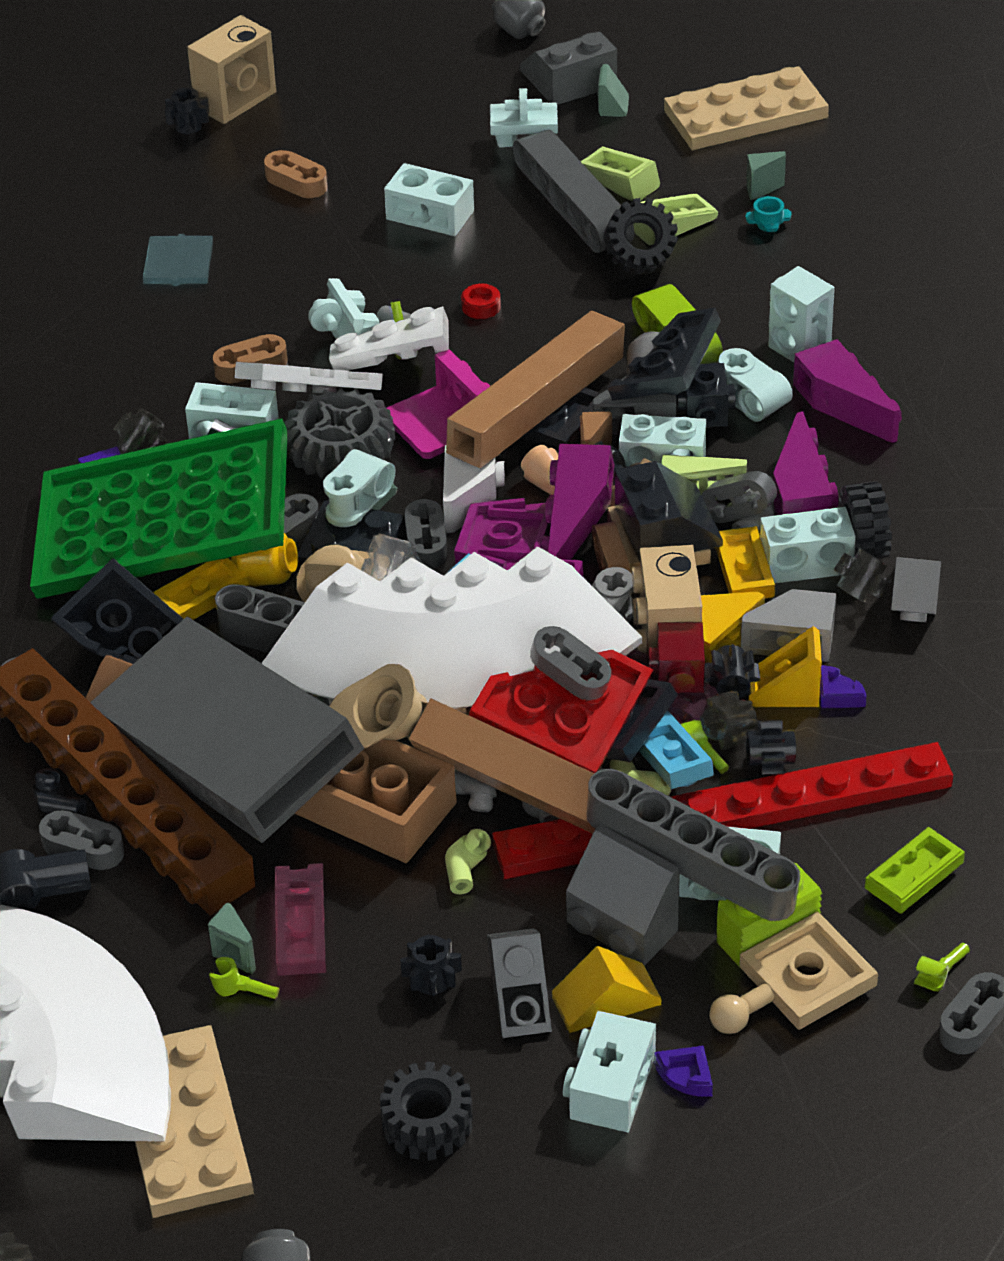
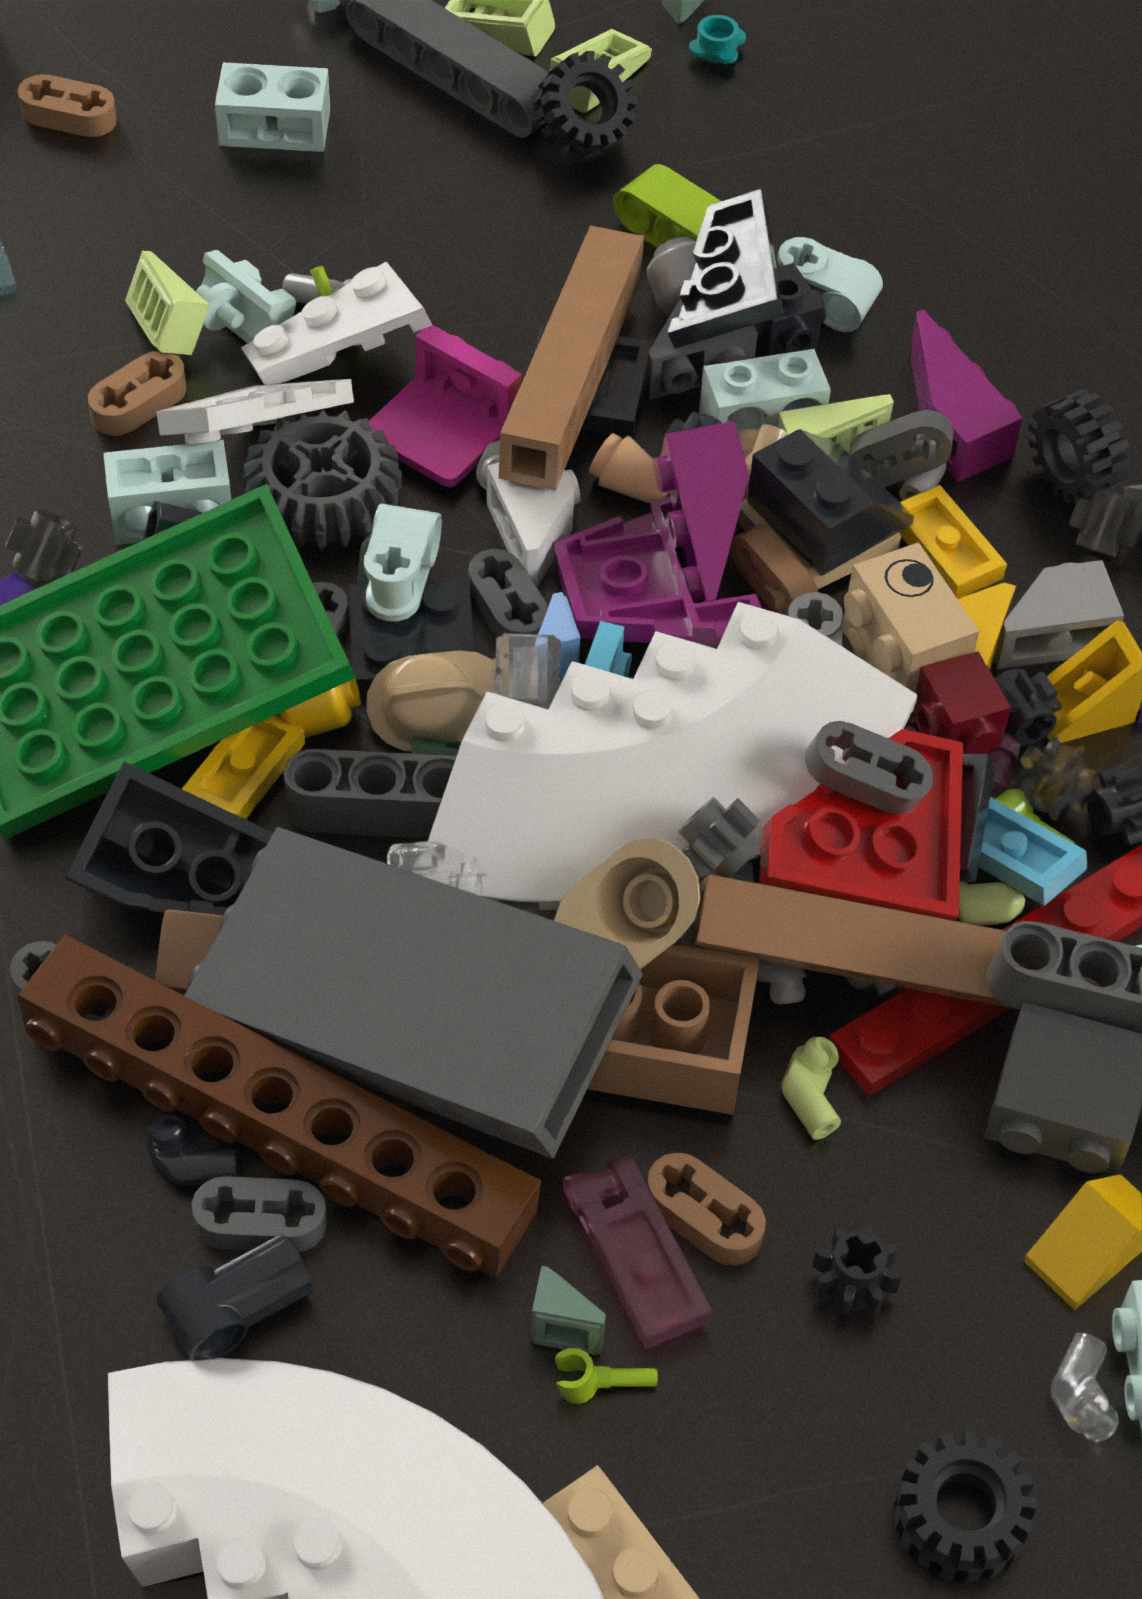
camera: 25 degrees left, 10 degrees up
(273, 654) = (439, 859): none -> clear arm
(291, 309) = (165, 306): none -> yellowish green slope
(349, 913) = (709, 1204): none -> medium nougat beam
(440, 554) = (561, 623): none -> light blue slope
(450, 680) = (720, 837): none -> dark grey gear
(481, 301) = (408, 239): red tile -> none
(519, 982) = (987, 1256): dark grey slope -> none
(539, 1070) = (1079, 1394): none -> clear arm
(596, 428) = (660, 401): medium nougat slope -> none
(800, 312) = (849, 174): light aqua brick -> none
(806, 543) = (1021, 492): light aqua brick -> none
(841, 388) = (946, 266): magenta slope -> none

